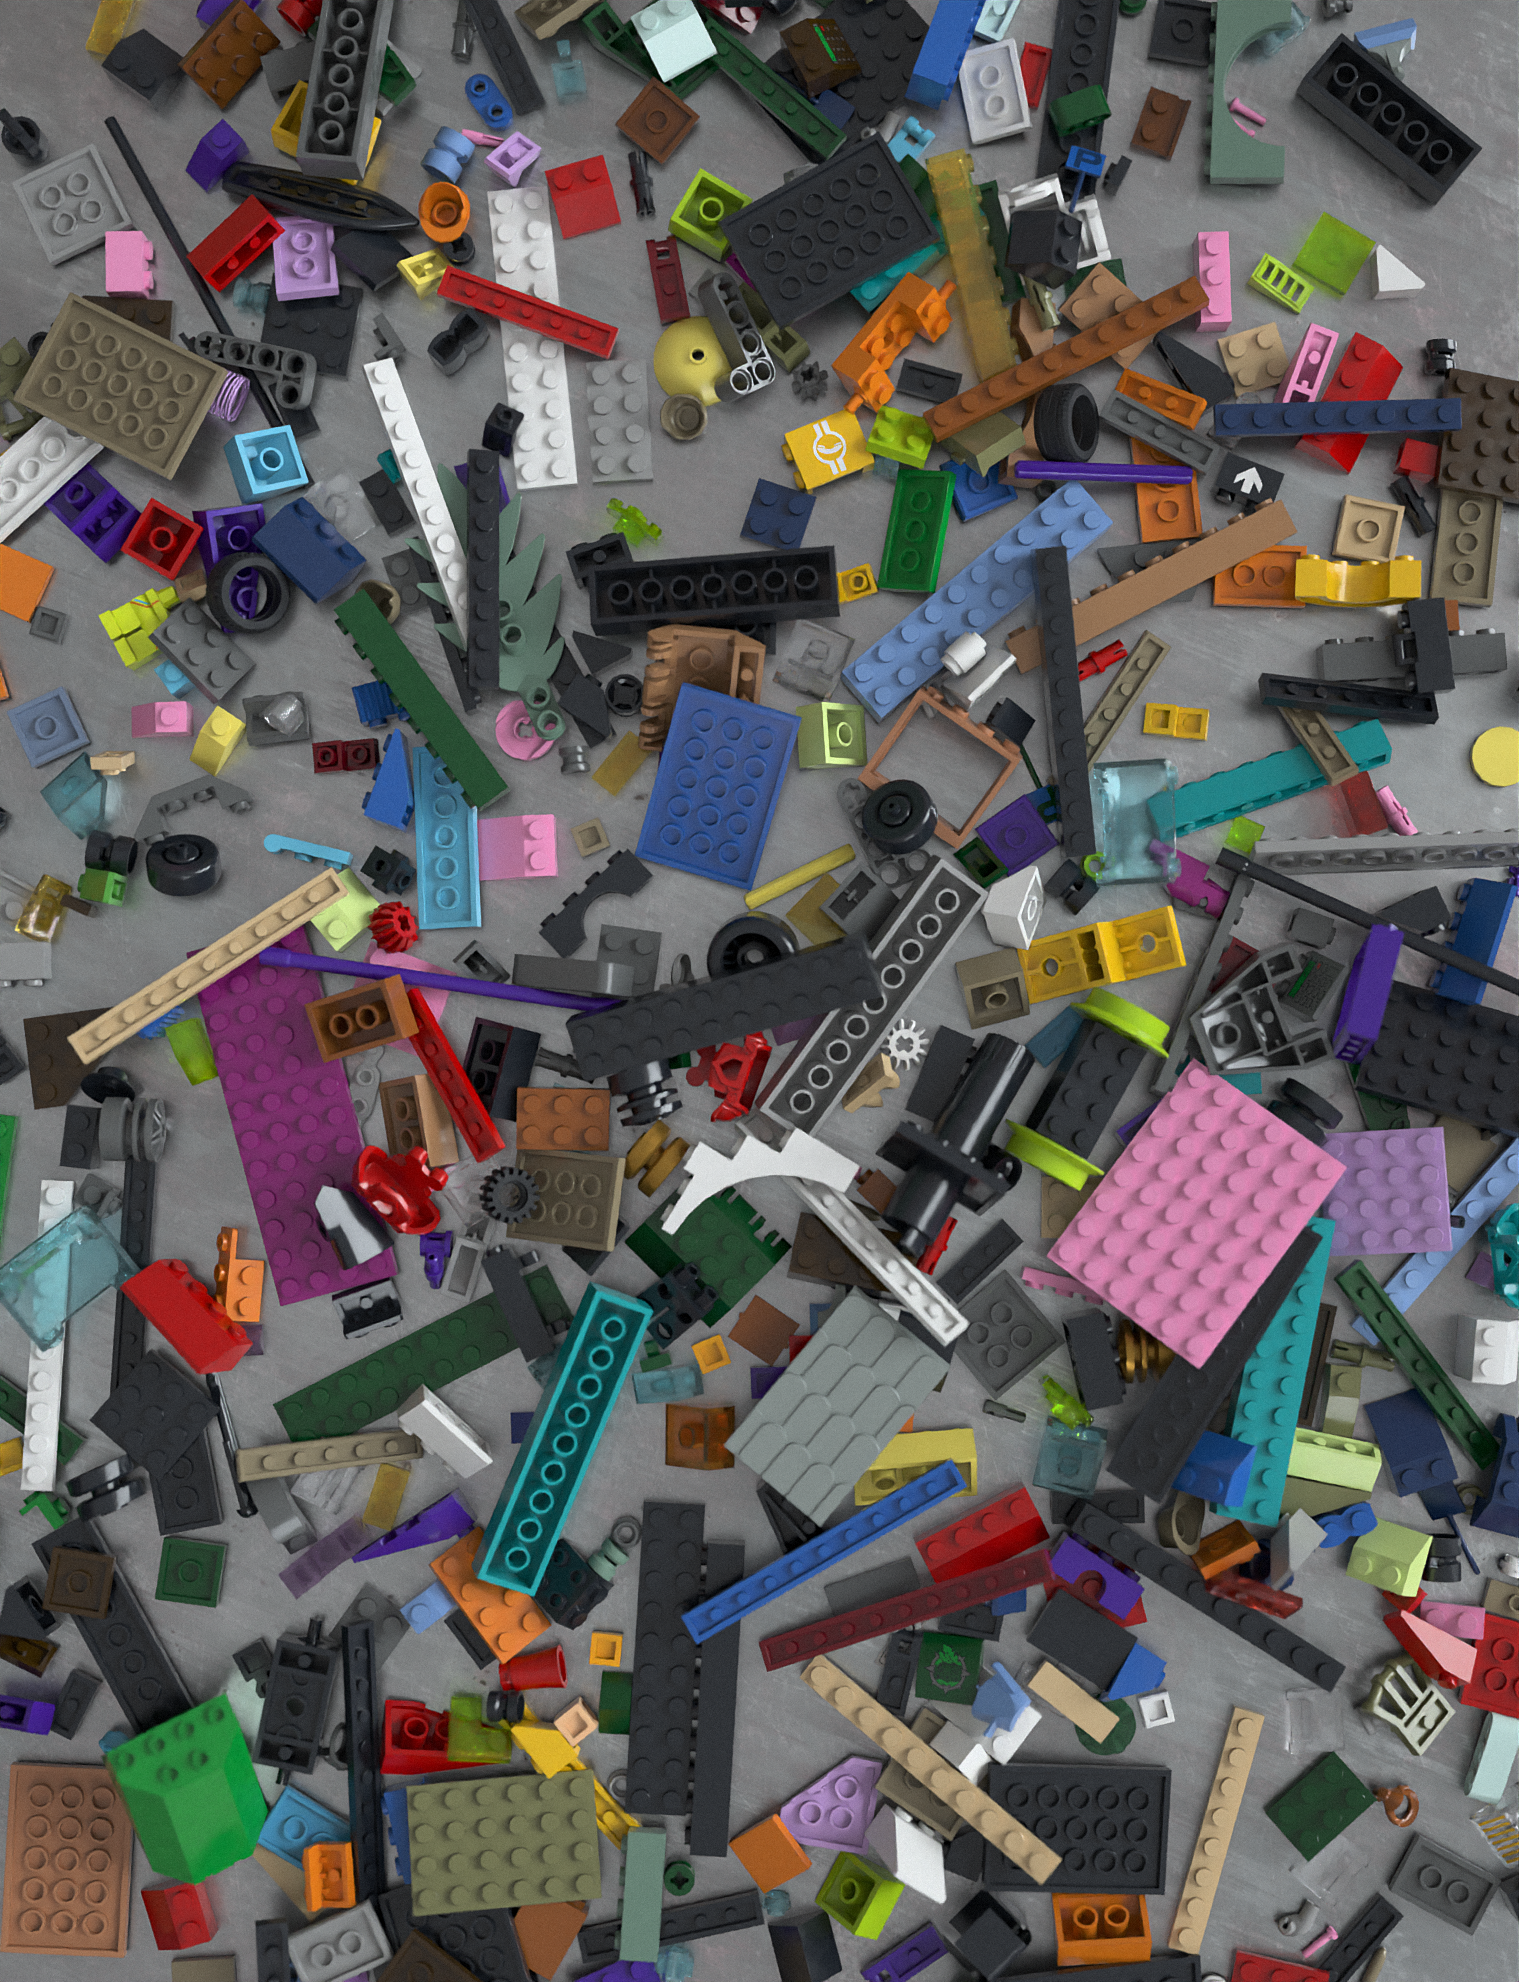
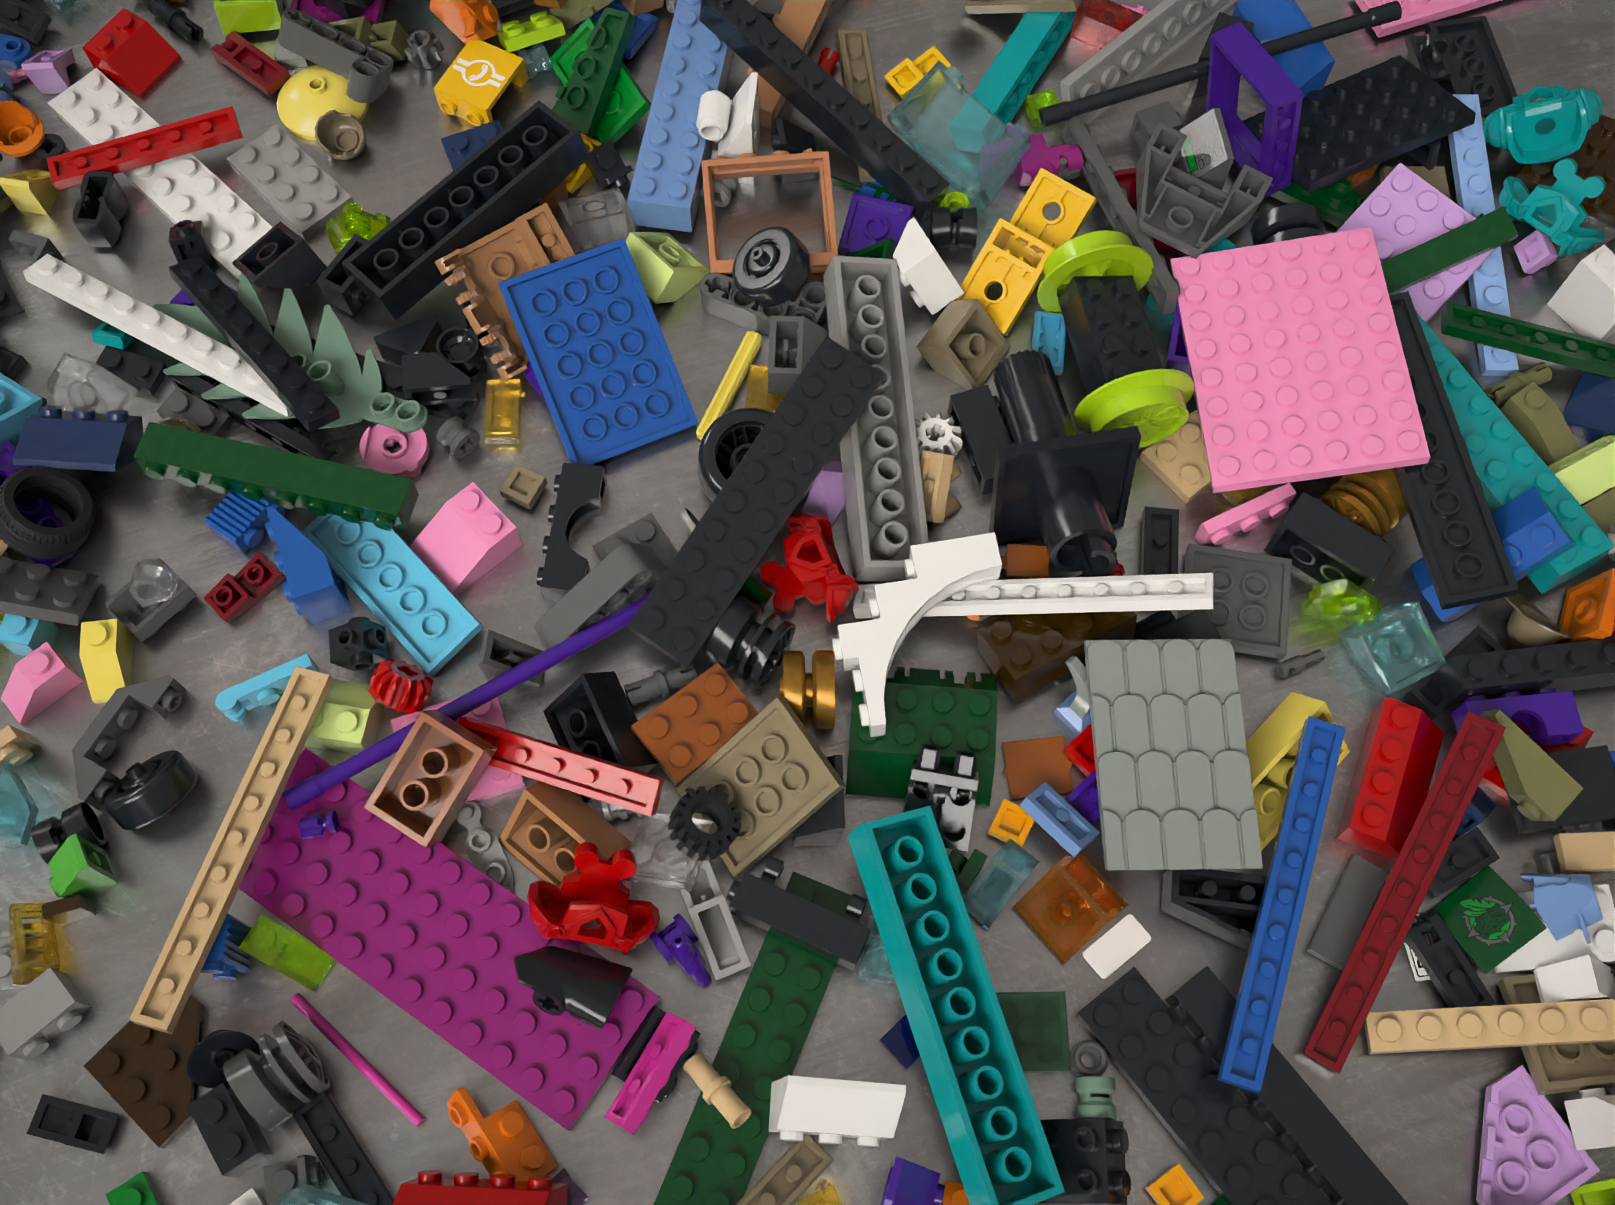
camera: 40 degrees left, 20 degrees down
(188, 1152) = (357, 1059): none -> dark pink axle
(267, 984) = (315, 825): none -> dark purple piece
(353, 1318) = (650, 1073): none -> dark pink plate
(384, 1362) = (717, 1090): none -> tan pin
(552, 507) = (280, 260): none -> black slope
(608, 1487) = (1038, 1029): none -> clear green plate
(709, 1483) = (1116, 946): none -> white sticker
(739, 1379) = (1059, 819): none -> medium blue plate
(862, 613) = (607, 166): none -> black bracket
(901, 533) = (594, 73): none -> dark green wing
(1056, 1620) = (1531, 774): none -> olive slope
(1393, 1221) = (1448, 250): none -> dark green tile

